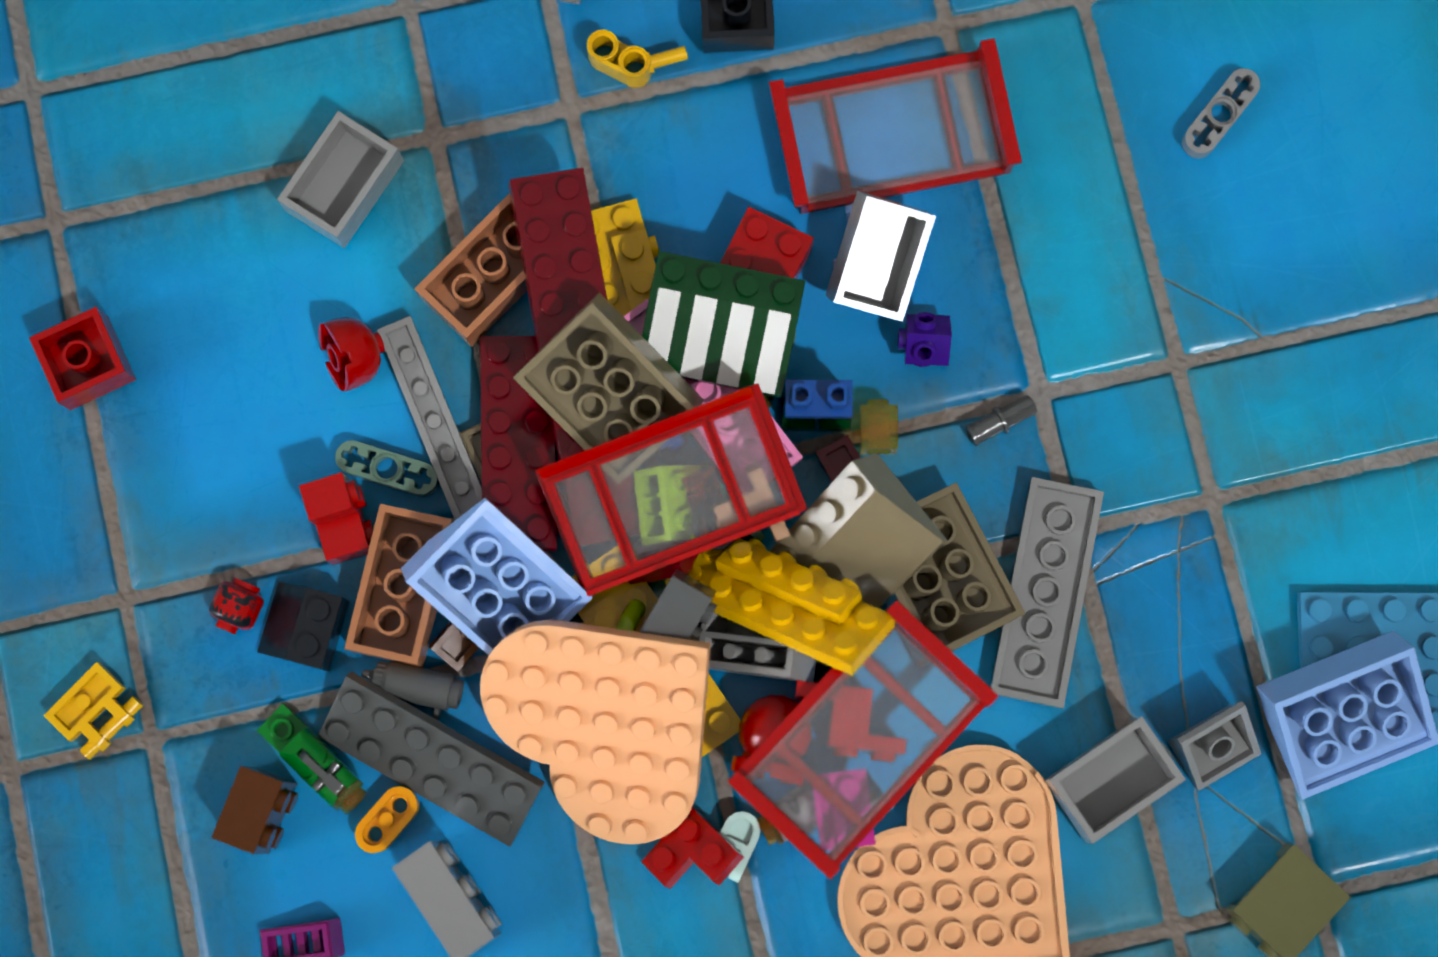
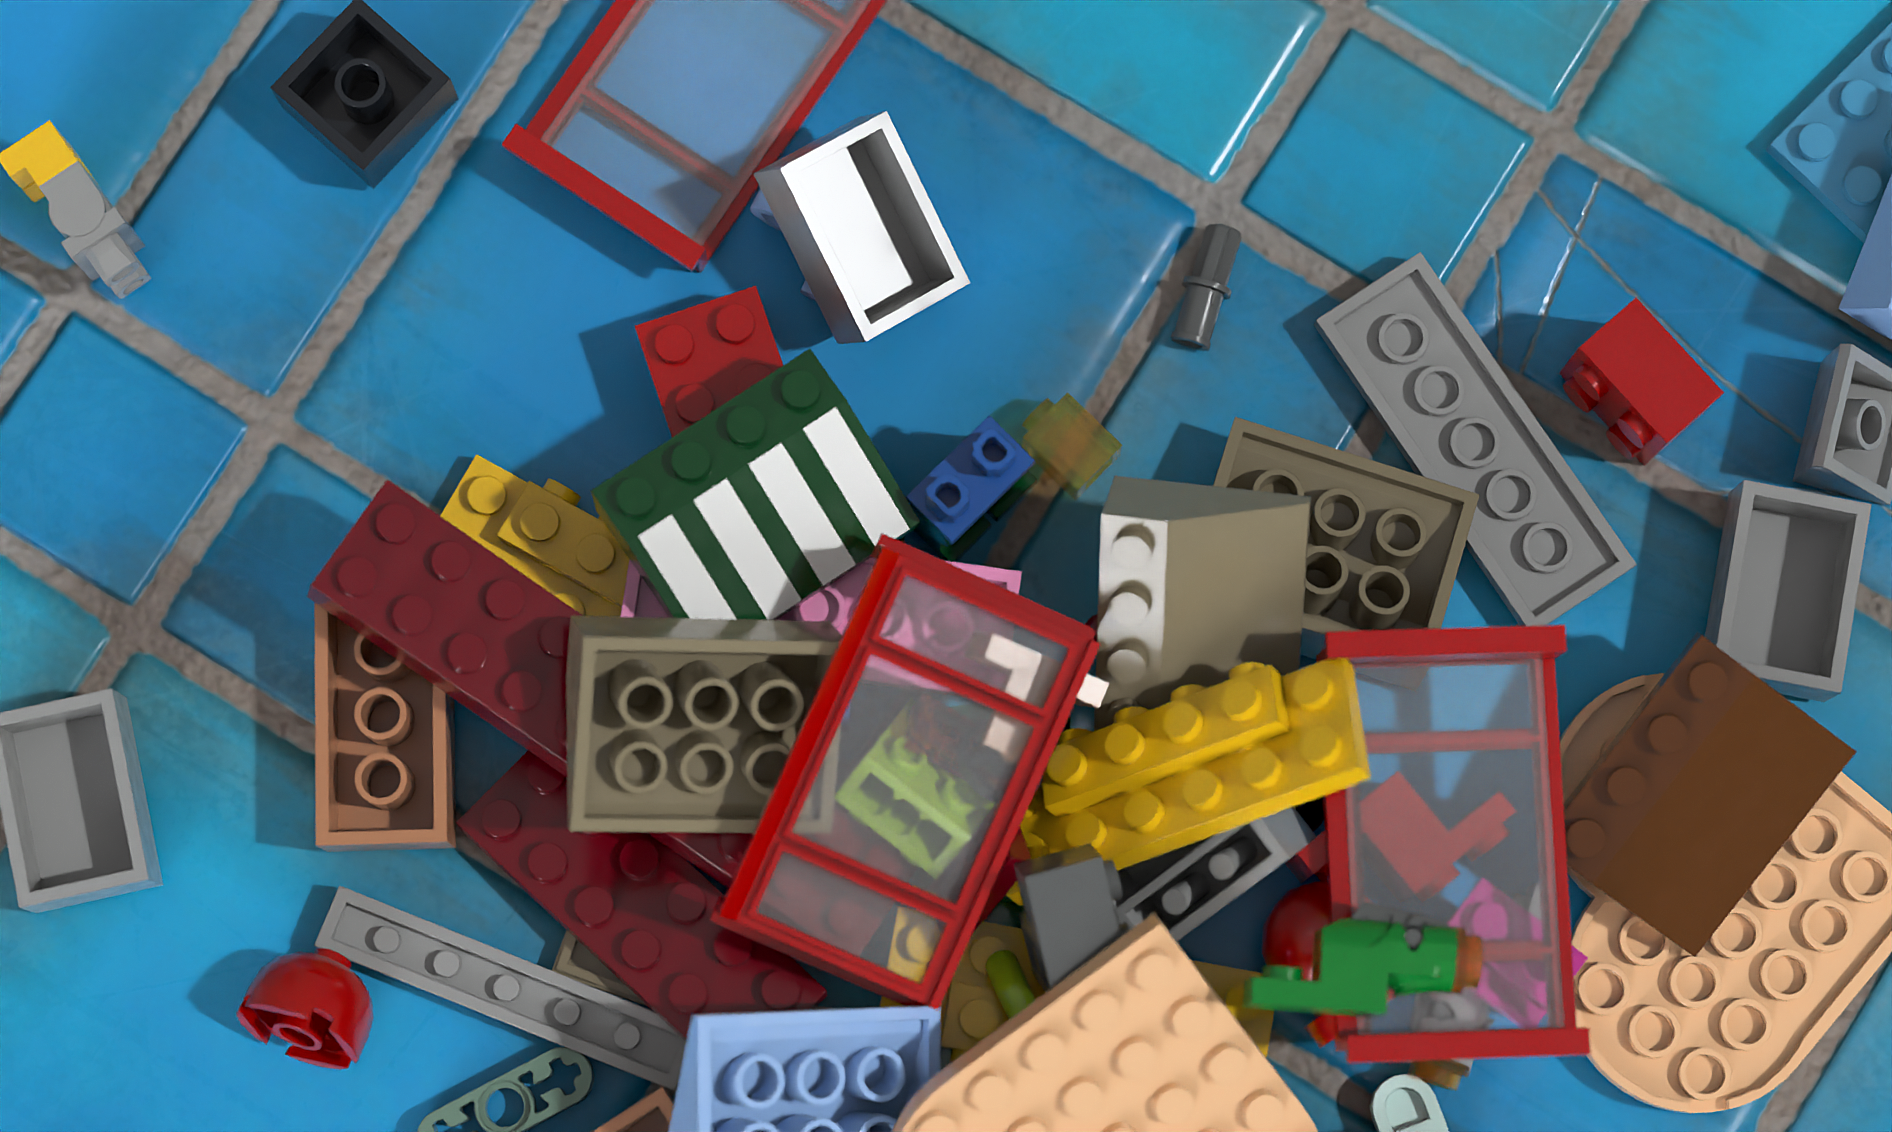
camera: 50 degrees left, 0 degrees up
(622, 55) = (273, 288): yellow beam -> none
(780, 748) = (1367, 956): none -> green plate
(837, 457) = (1062, 531): dark red plate -> none
(926, 339) = (1019, 277): dark purple brick -> none
(989, 824) = (1698, 794): none -> reddish brown slope
(1139, 634) = (1638, 383): none -> red brick

